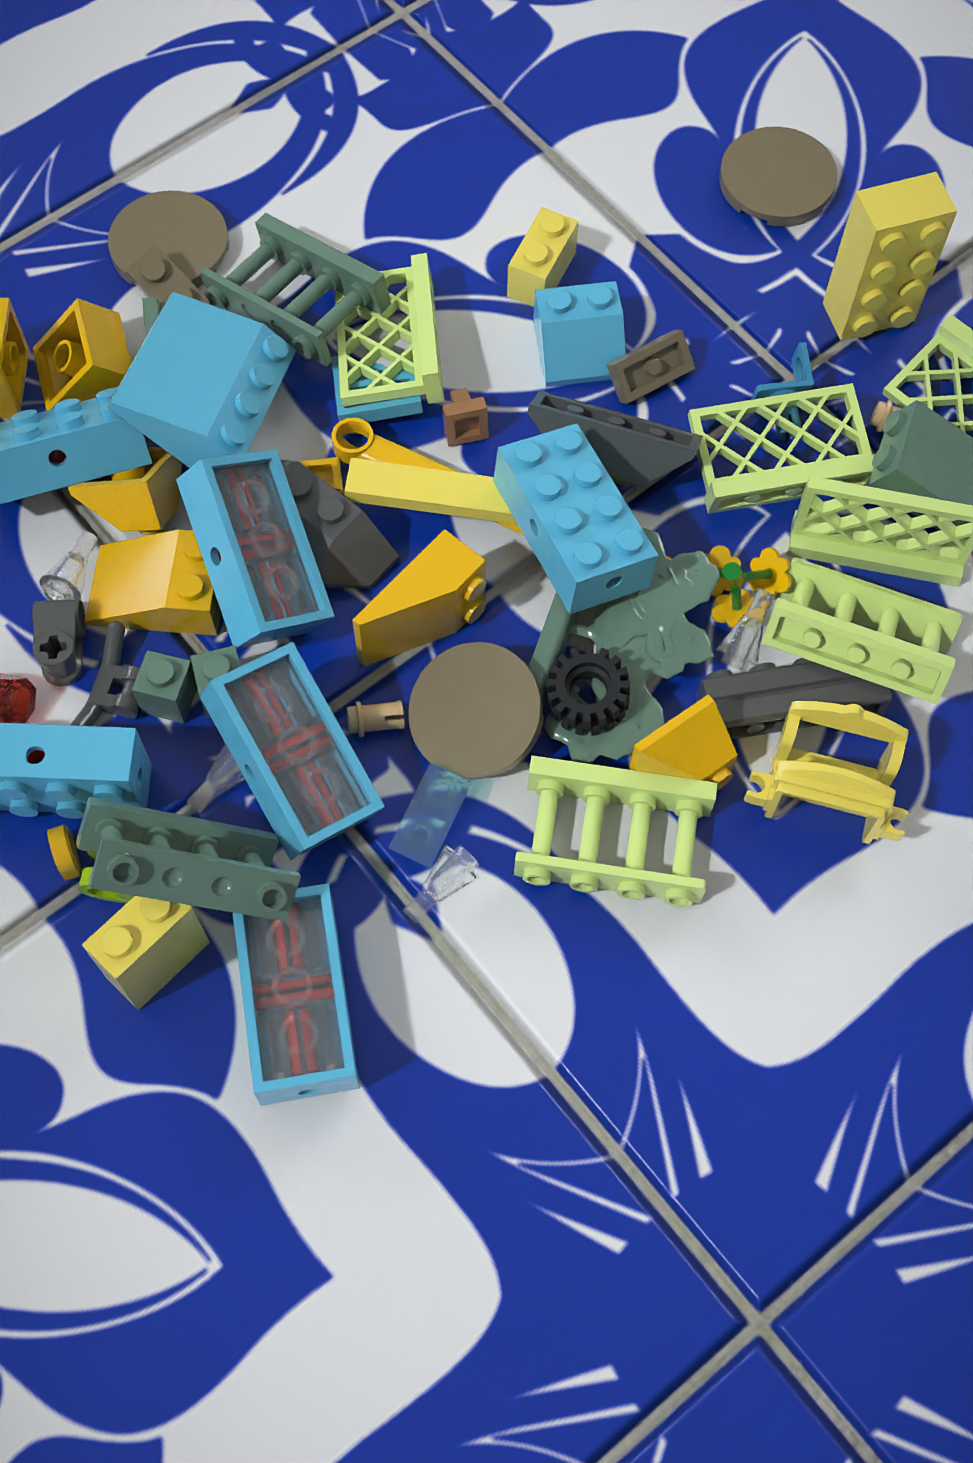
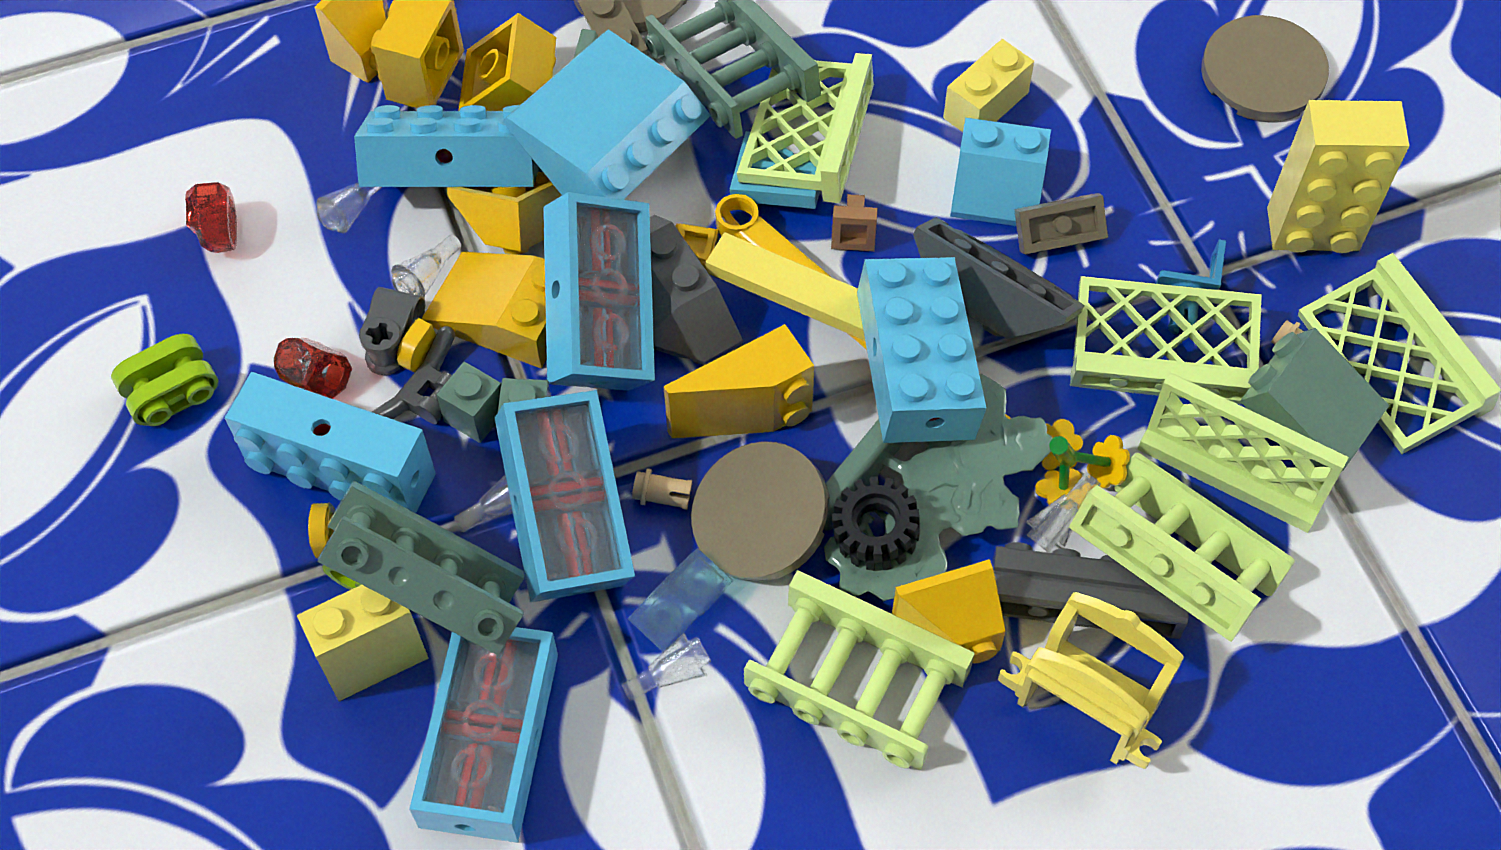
camera: 20 degrees right, 5 degrees down
(90, 647) = (415, 345): none -> yellow tile

